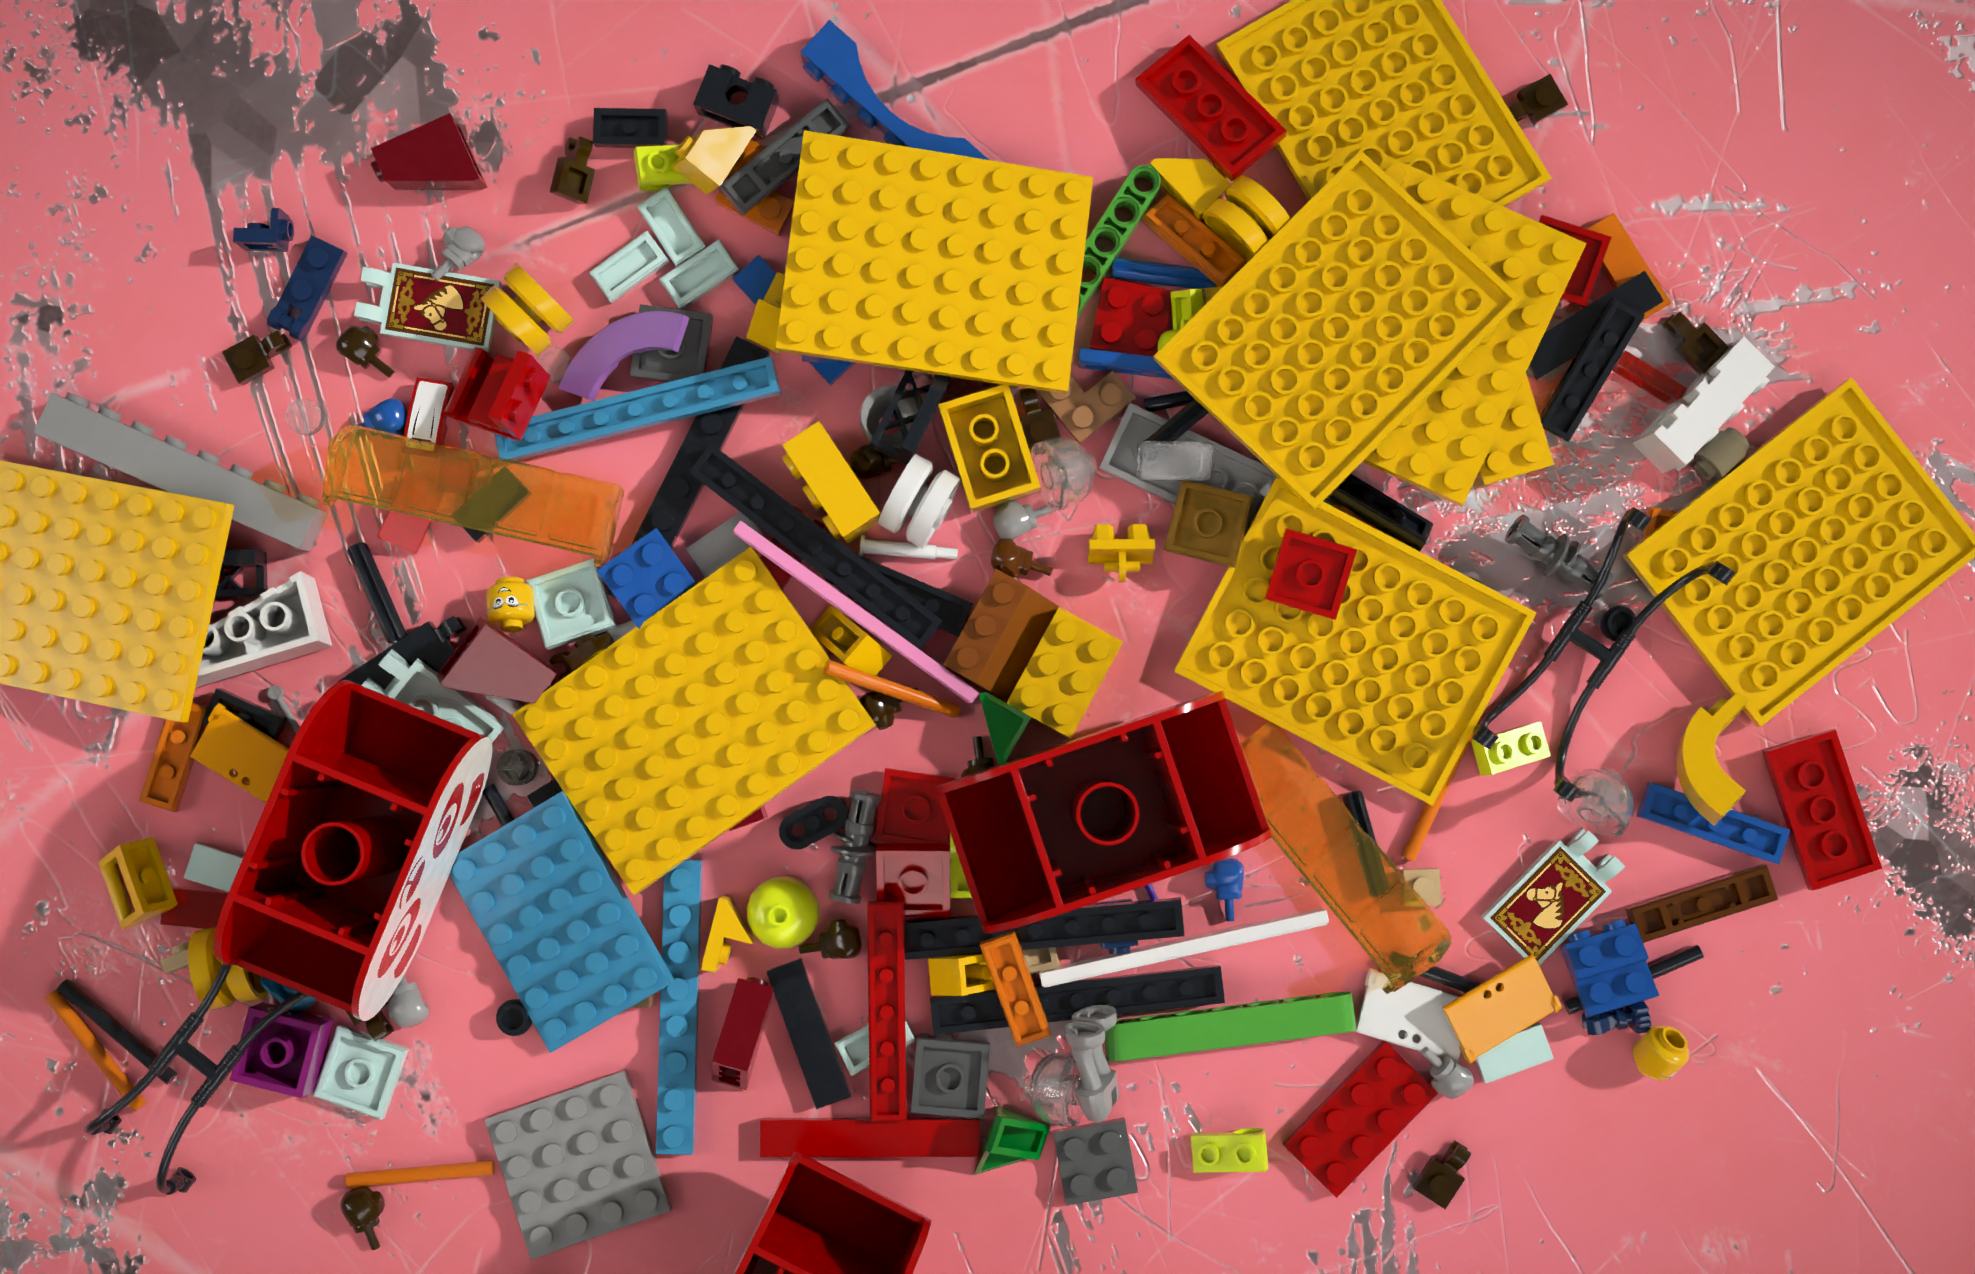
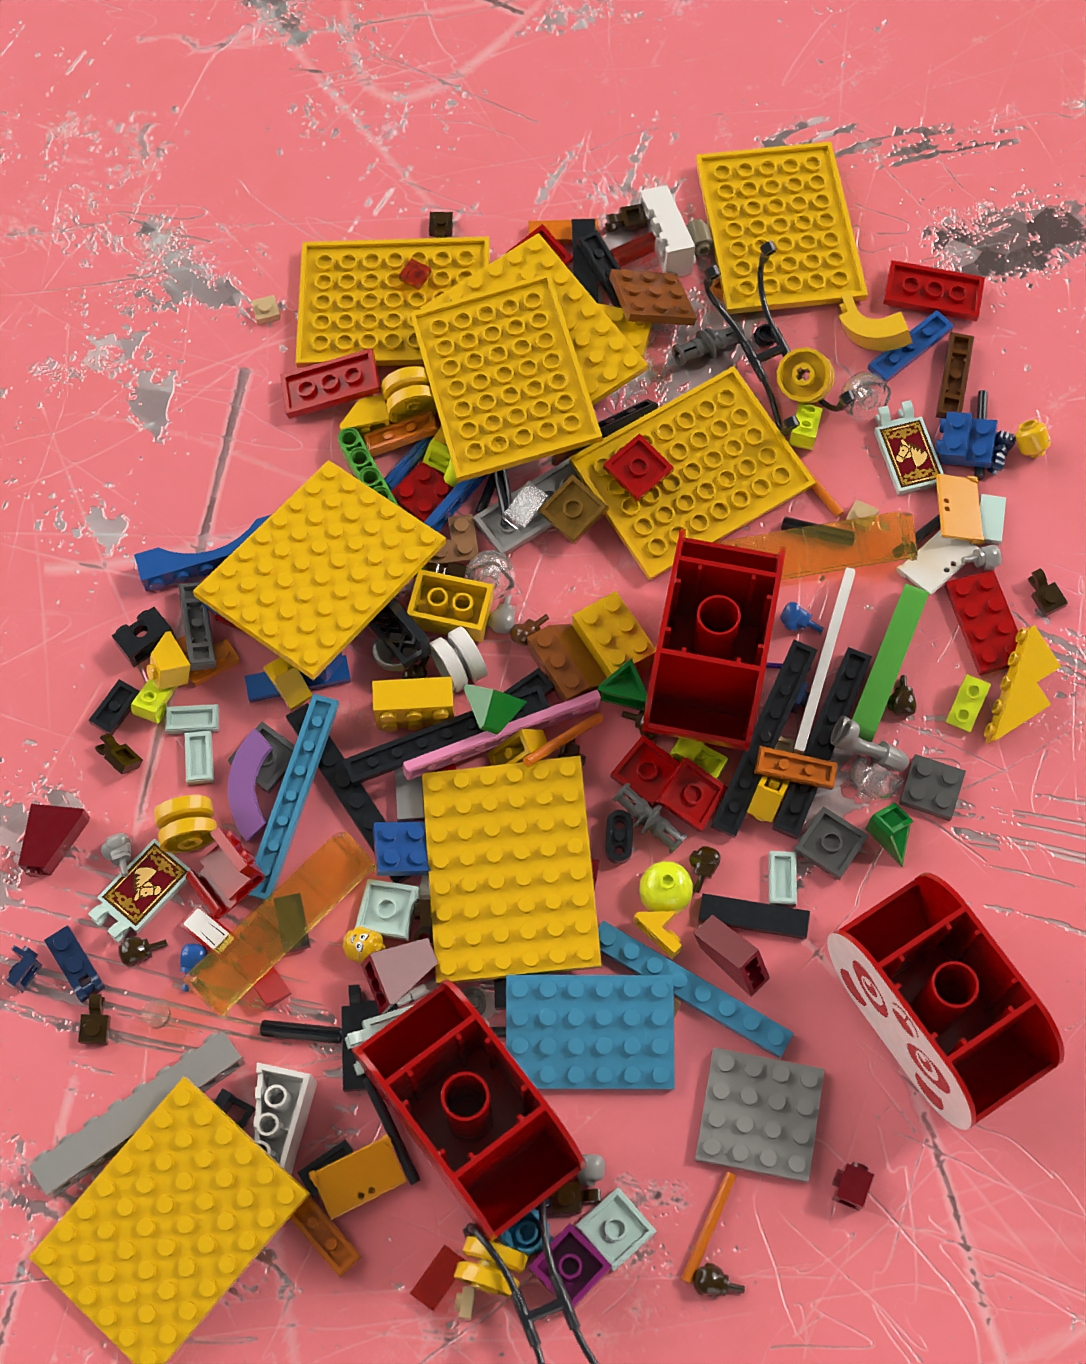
camera: 55 degrees left, 20 degrees down
(144, 880) = (394, 1296): yellow tile -> none
(212, 866) = (423, 1243): light aqua tile -> none
(276, 693) = (324, 1140): light grey hinge -> none
(513, 1018) = (637, 1101): black plate -> none
(699, 275) = (232, 718): light aqua tile -> none
(870, 1139) = (845, 909): red tile -> none
(872, 583) = (492, 708): none -> green slope
(886, 1011) = (767, 855): red tile -> none
(905, 549) = (487, 683): white piece -> none
(1121, 554) = (561, 570): yellow hips -> none
(1190, 1069) = (903, 700): none -> dark brown piece
(1275, 1211) = (1020, 692): none -> yellow slope
(1434, 116) = (415, 274): none -> clear red tile
(1555, 711) = (791, 373): none -> yellow wheel
(1581, 448) = (652, 297): none -> dark orange plate

